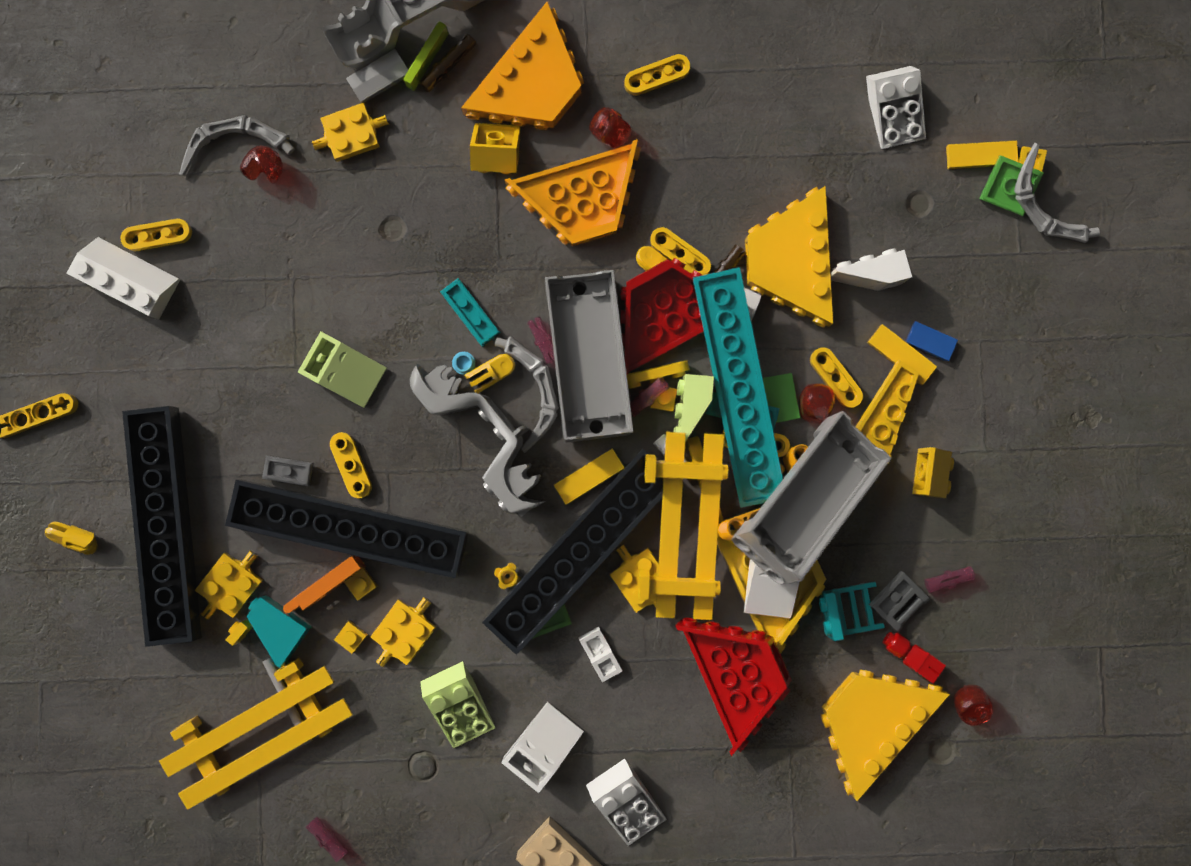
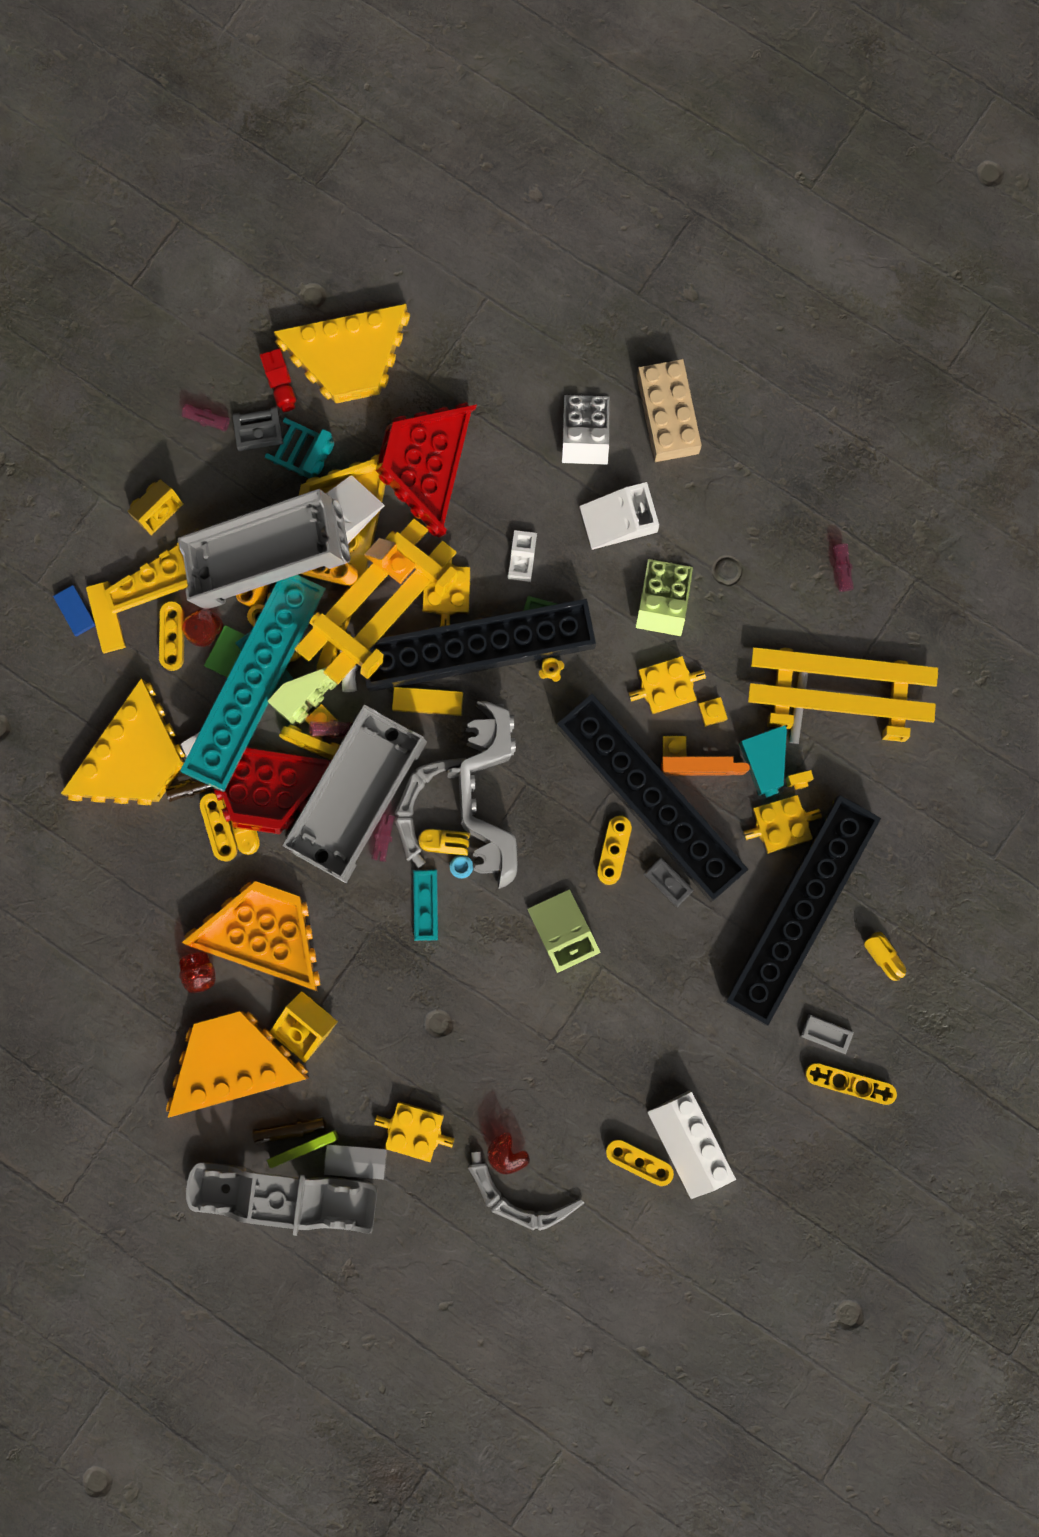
camera: 140 degrees left, 5 degrees down
(78, 441) = (827, 1034): none -> light grey tile
(664, 68) = (114, 990): yellow plate -> none
(703, 568) = (390, 560): none -> light orange slope
(874, 273) = (67, 689): white slope -> none
(973, 703) = (261, 313): clear red helmet -> none

